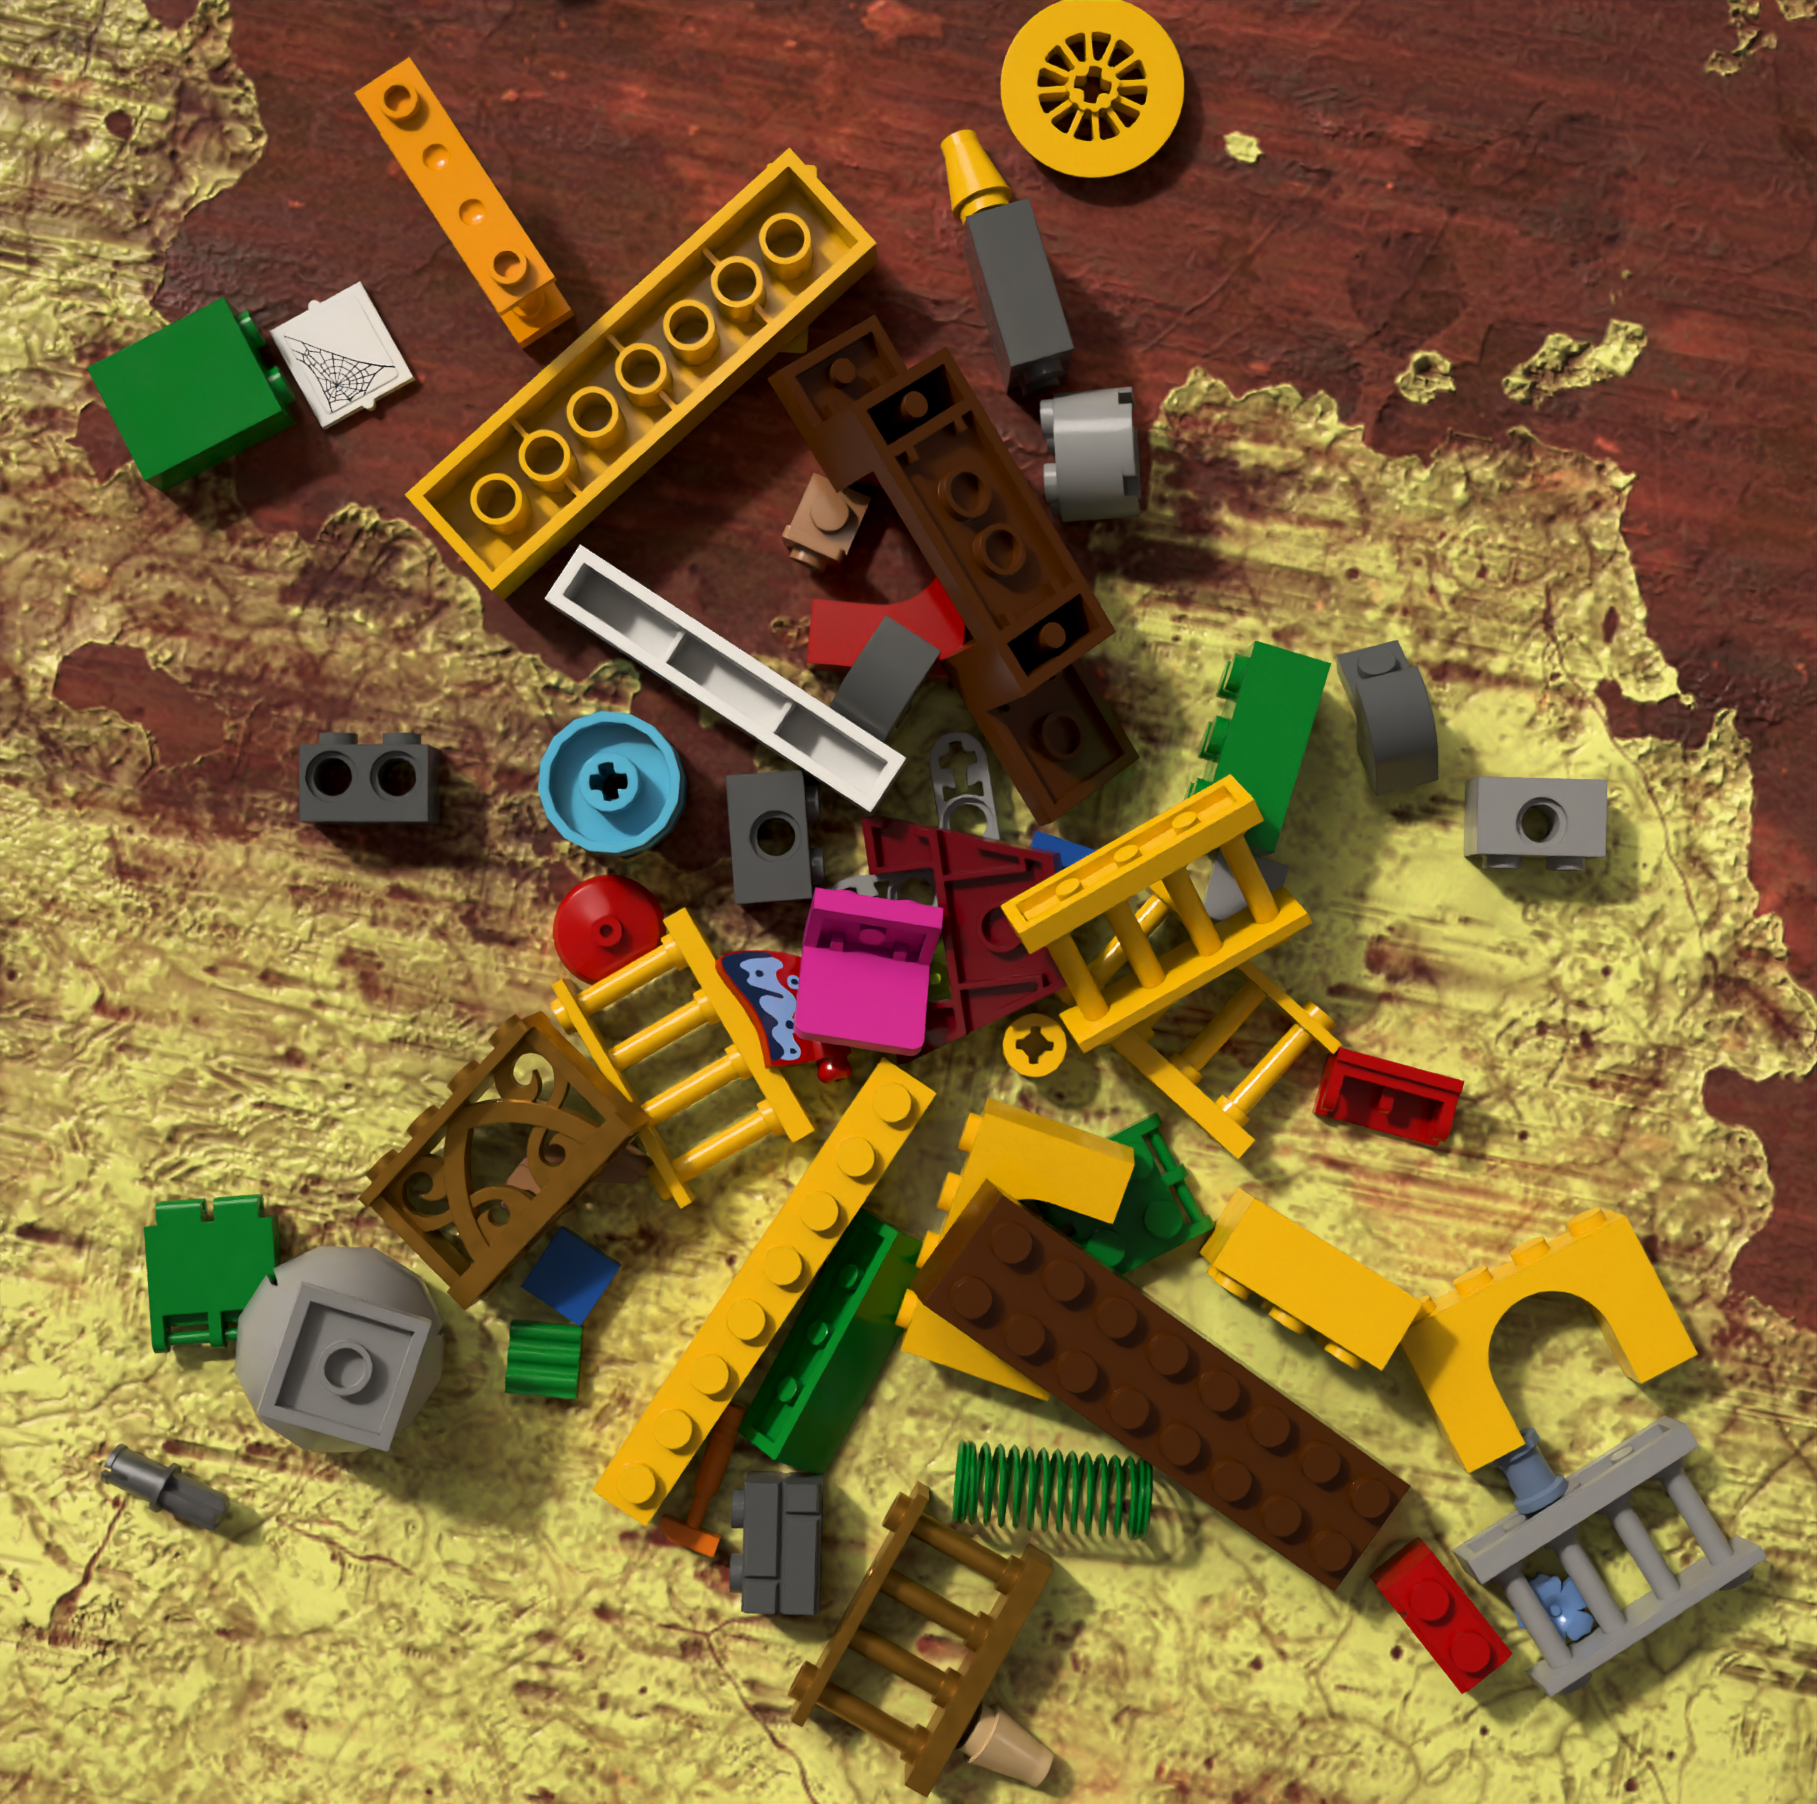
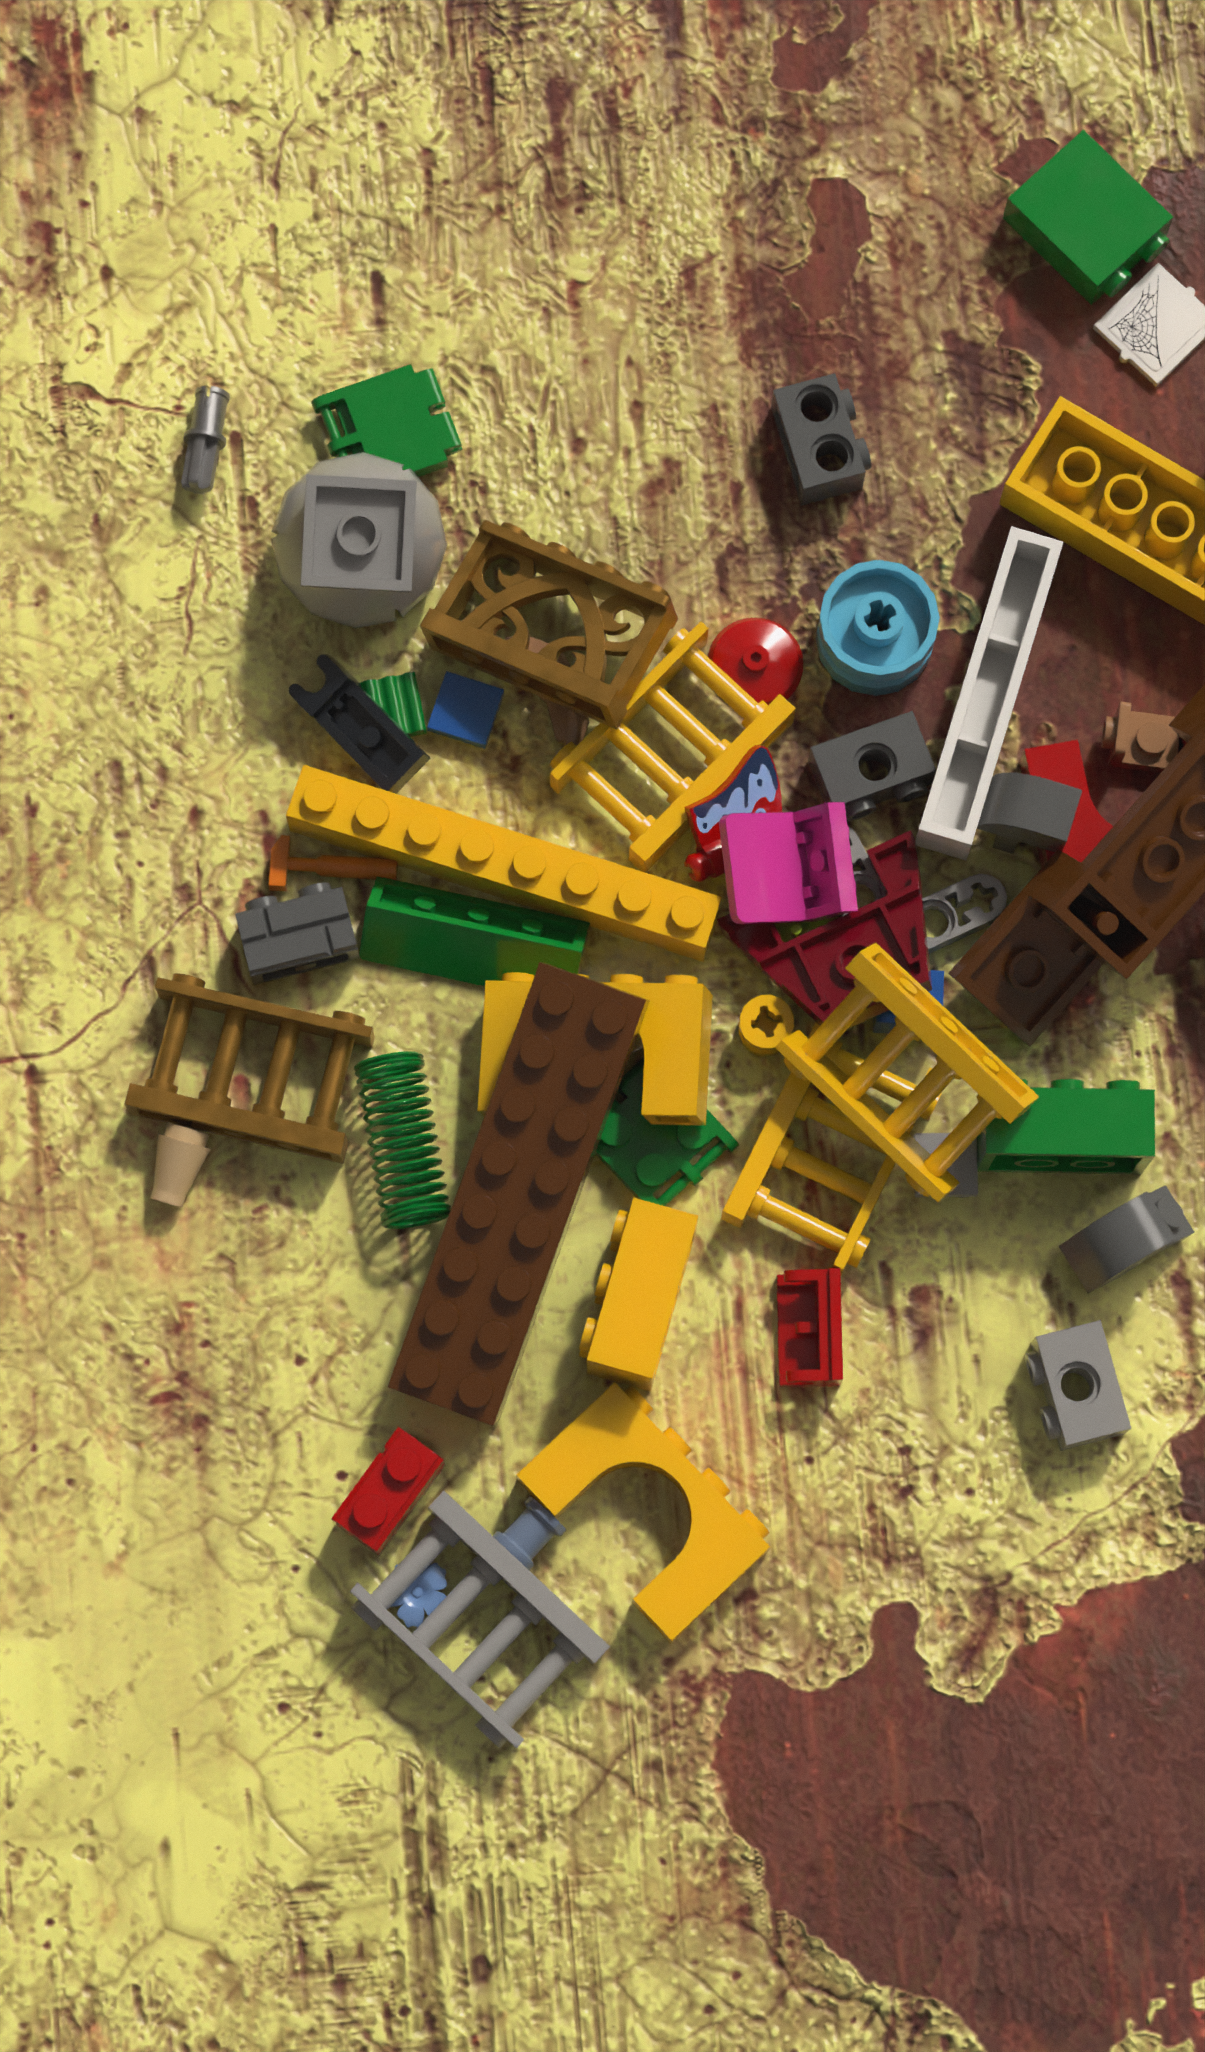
camera: 70 degrees right, 10 degrees down
(559, 1406) = (361, 727): none -> black plate

